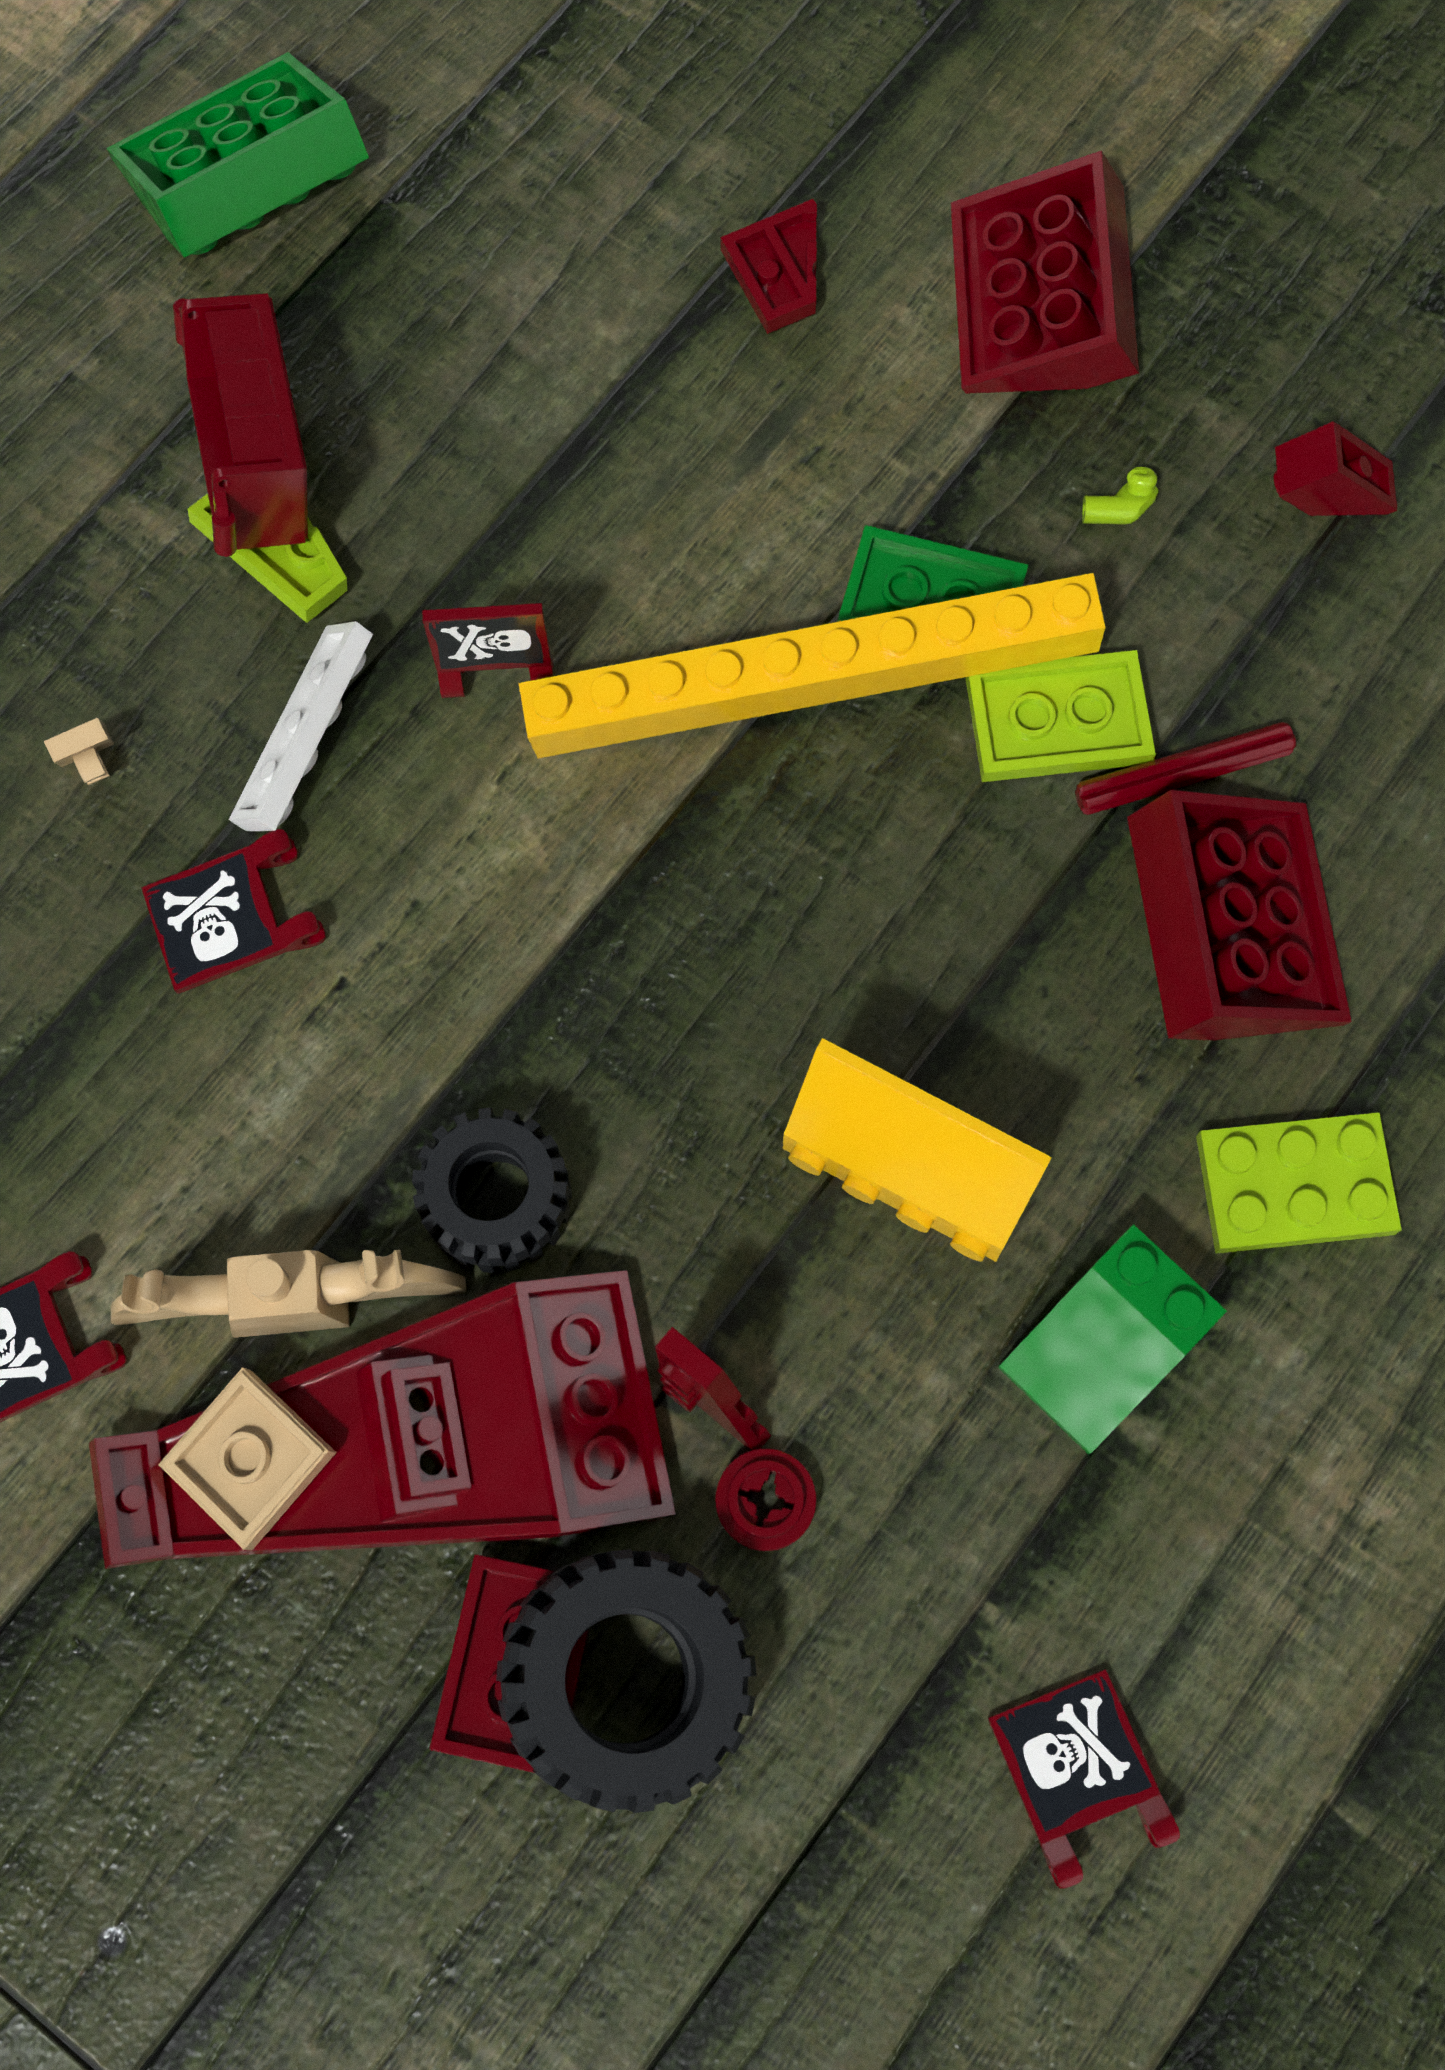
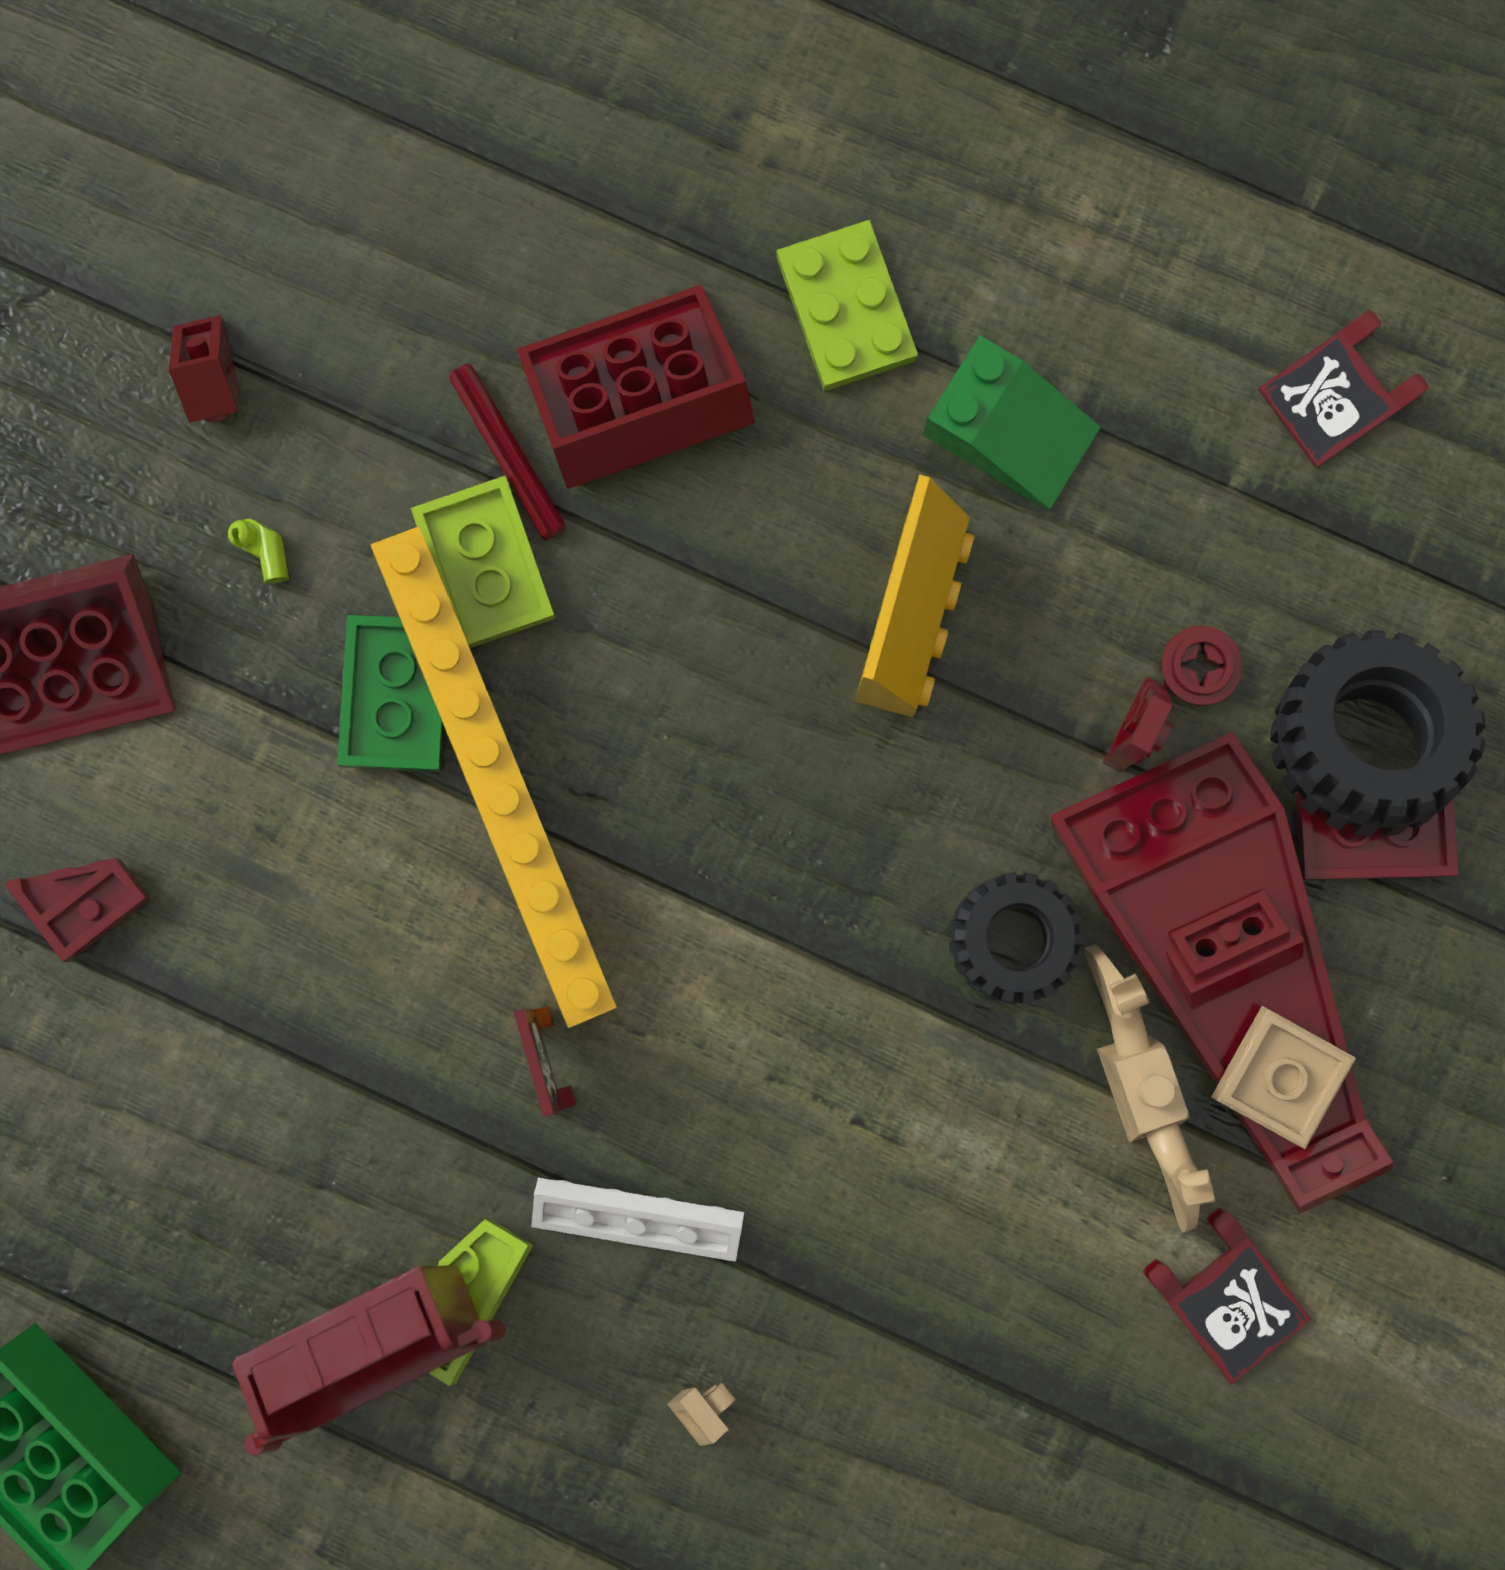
camera: 105 degrees left, 10 degrees up
(222, 917) = (824, 1243): flag -> none

